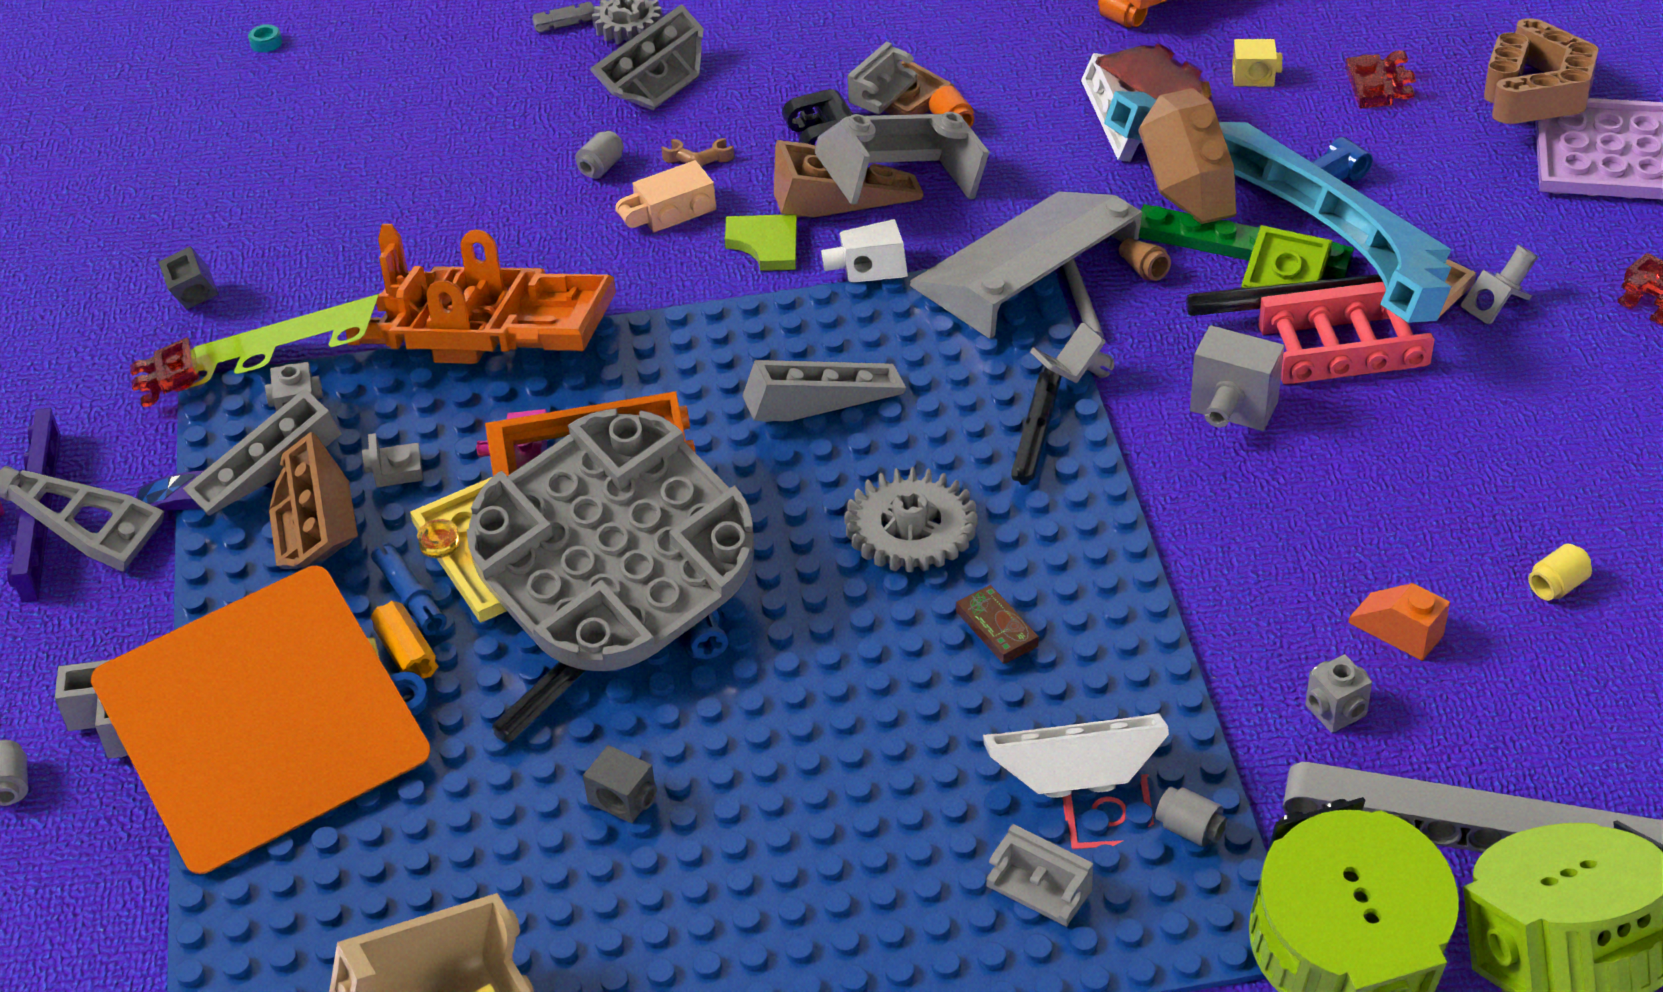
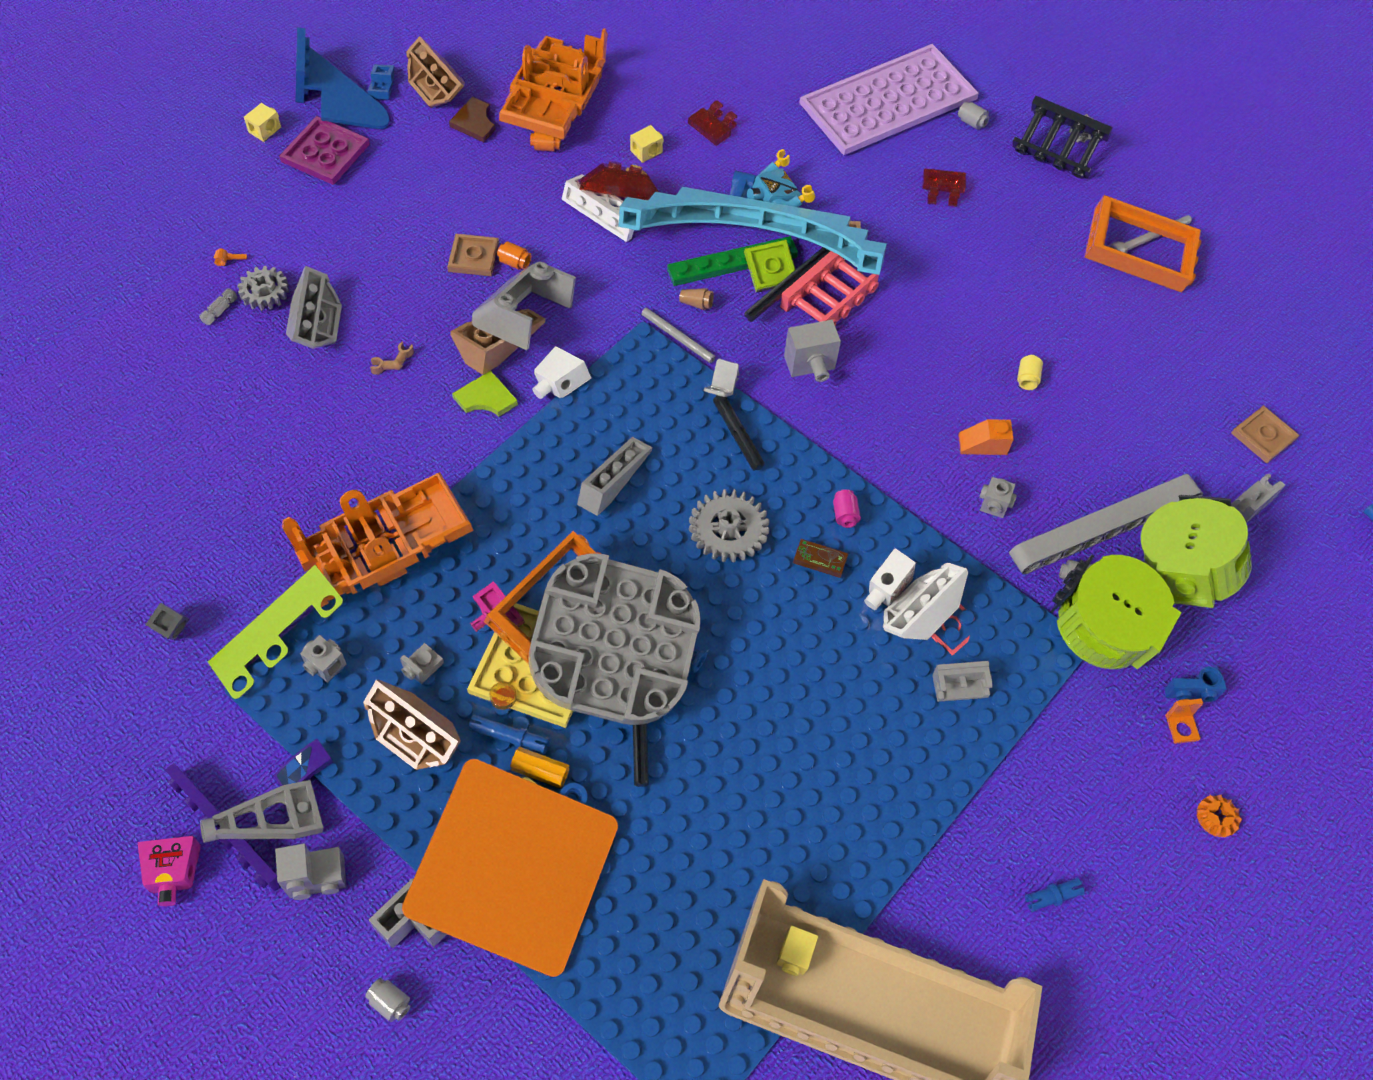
camera: 45 degrees left, 15 degrees up
(59, 592) = (310, 872): none -> light grey brick
(168, 370) = (222, 684): clear red plate -> none
(259, 454) = (345, 710): light grey slope -> none
(265, 38) = (27, 422): teal tile -> none
(599, 154) = (338, 392): light grey brick -> none
(620, 784) = (733, 770): dark grey brick -> none
(668, 198) = (409, 399): light nougat brick -> none
(829, 108) = (446, 290): black connector -> none
(880, 79) = (462, 256): light grey hinge -> none
(1024, 251) = (640, 330): light grey slope -> none
(1056, 690) = (890, 579): none -> white torso
(1090, 583) = (846, 508): none -> dark pink brick
(1190, 155) = (684, 223): medium nougat wedge -> none
(1191, 816) = (998, 605): light grey brick -> none
(1389, 175) = (776, 187): none -> dark azure torso
(1501, 285) = (879, 220): light grey bracket -> none
(1558, 92) = (781, 66): medium nougat piece -> none

